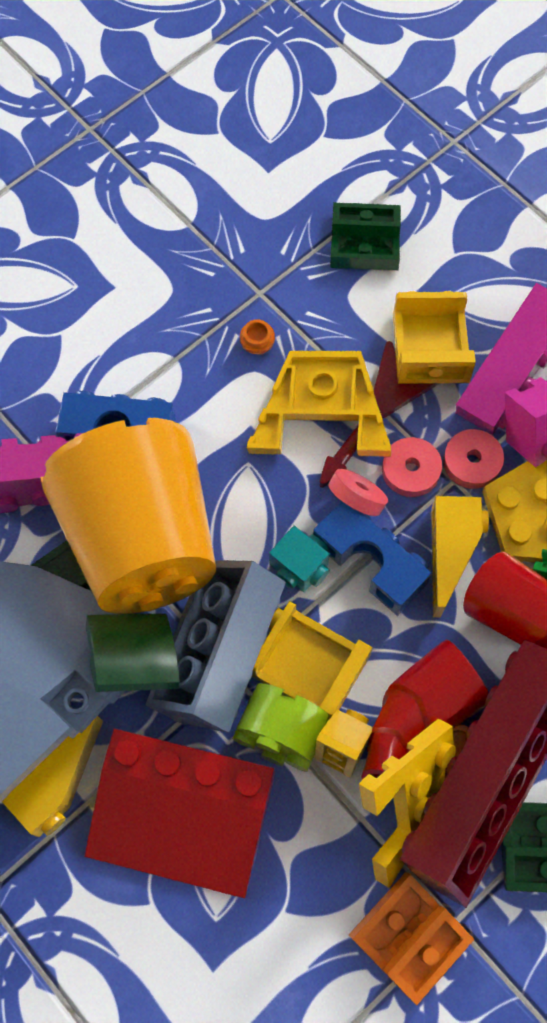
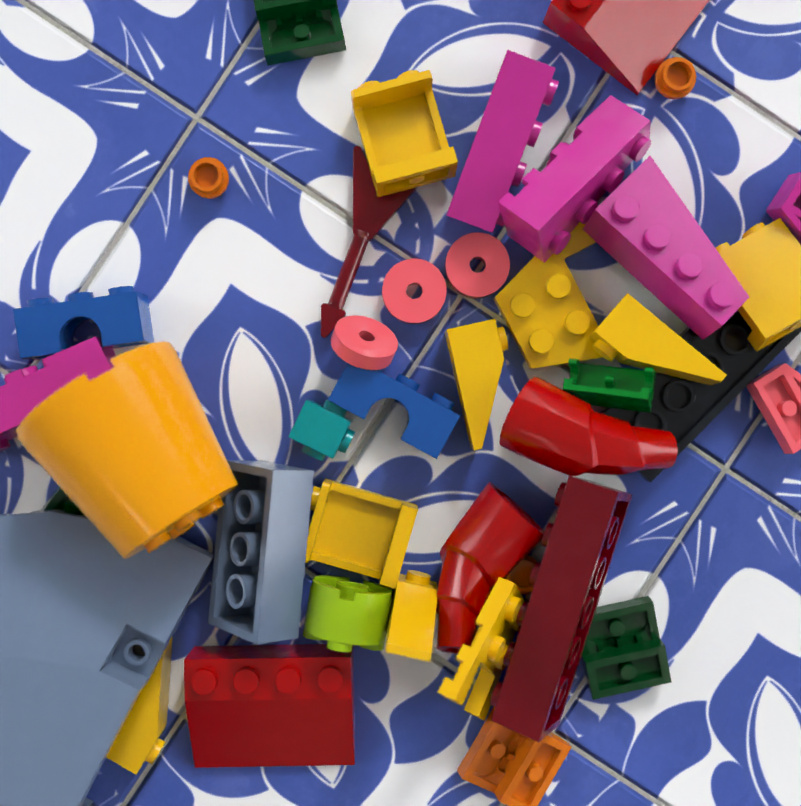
camera: 15 degrees left, 20 degrees up
(132, 652) = (177, 588): dark green slope -> none
(322, 388) = (299, 225): yellow wing -> none

